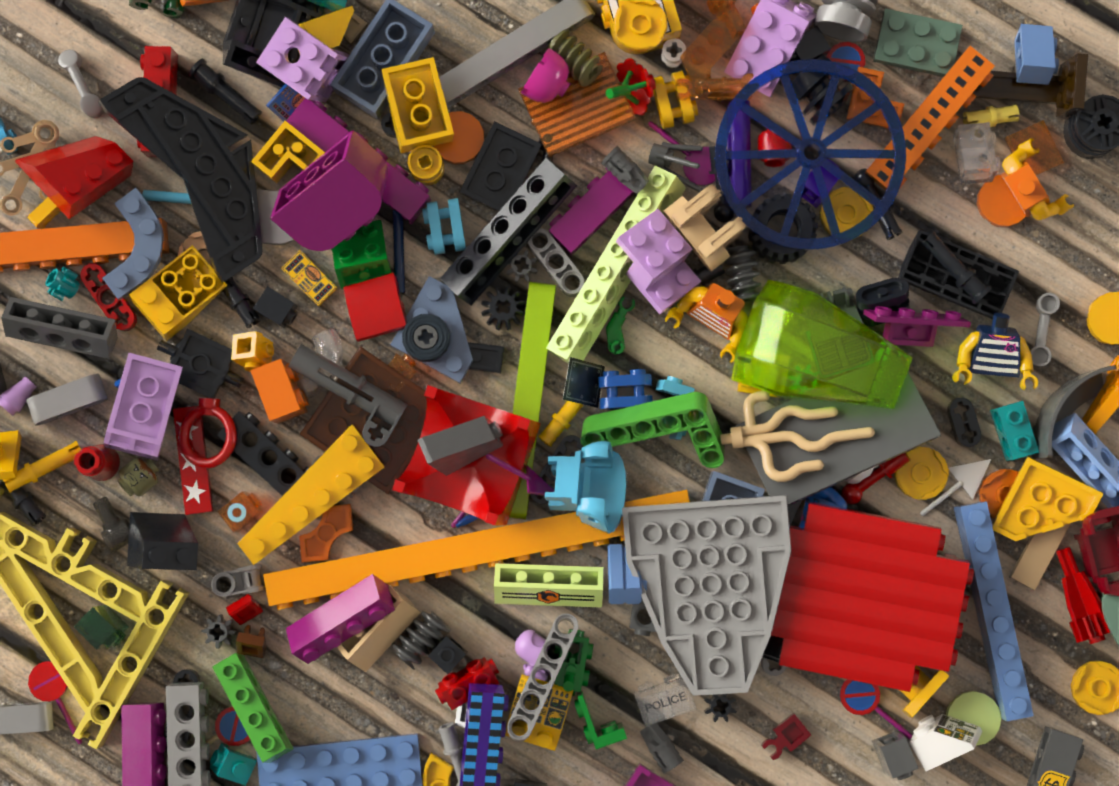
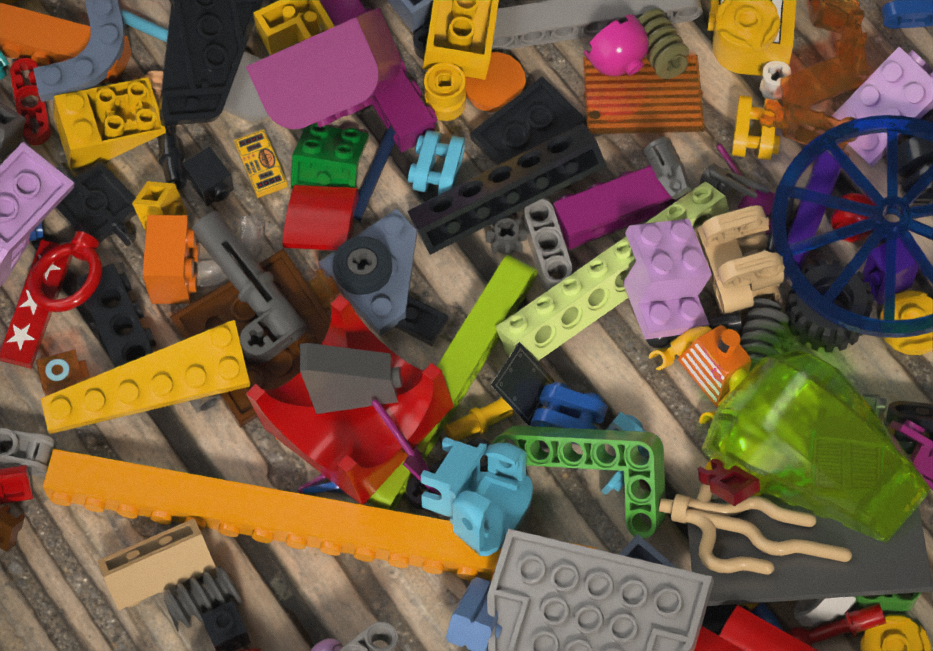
camera: 20 degrees right, 20 degrees down
(318, 543) = (162, 433): orange tile -> none
(340, 619) = (117, 531): magenta brick -> none
(503, 299) = (455, 278): black gear -> none
(548, 585) = (382, 594): yellowish green brick -> none
(614, 328) = (584, 346): green arm -> none
(629, 74) = (715, 86): red plant -> none
(767, 409) = (731, 484): none -> dark red plate

